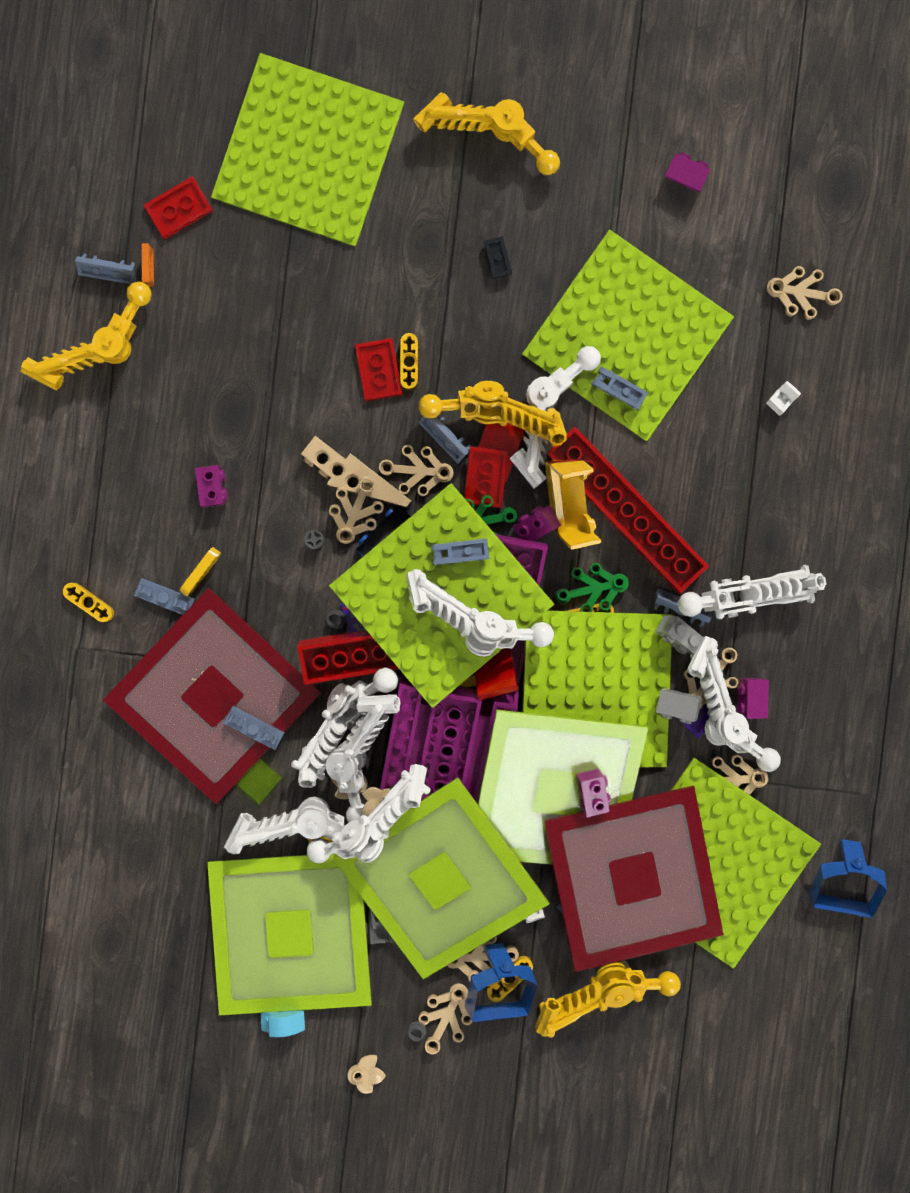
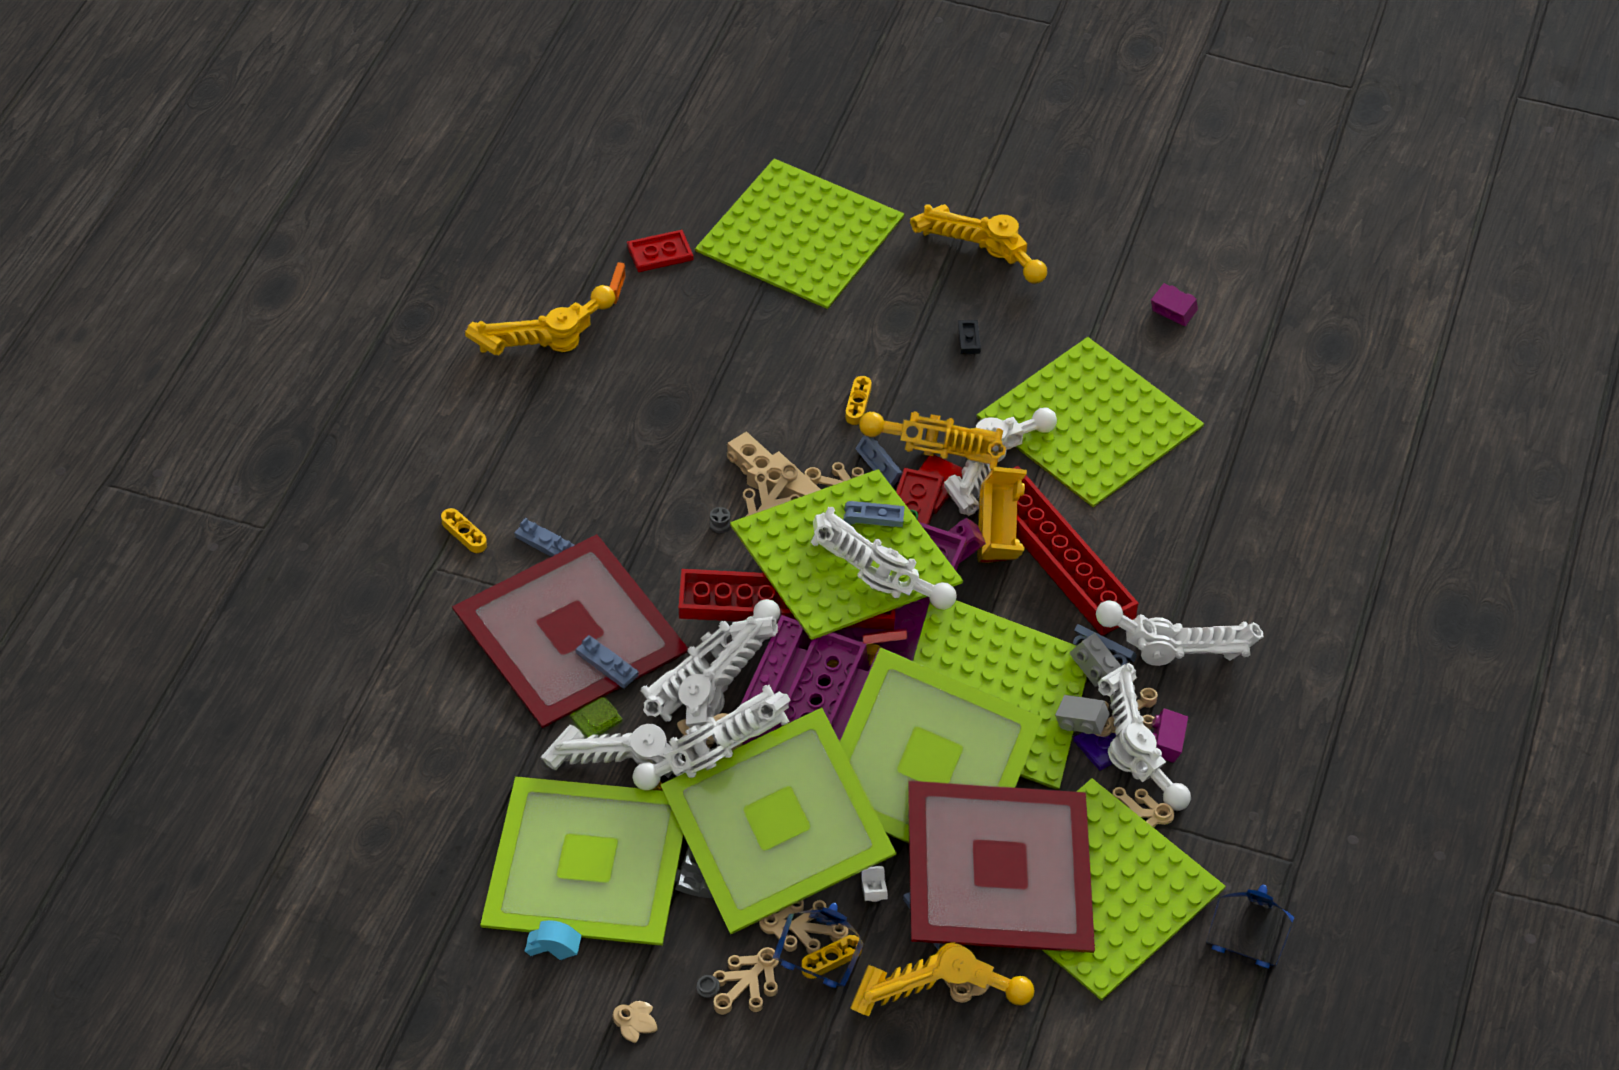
camera: 10 degrees right, 40 degrees down
(105, 269) = (572, 278): sand blue plate -> none
(200, 572) = (591, 524): yellow beam -> none
(211, 486) = (625, 458): magenta brick -> none
(378, 369) = (825, 402): red tile -> none
(593, 792) = (969, 761): brick -> none
(595, 588) = (1033, 614): green plant -> none
(619, 388) = (1072, 451): sand blue plate -> none
(783, 398) = (1245, 492): white bracket -> none
(800, 292) = (1257, 408): tan plant -> none

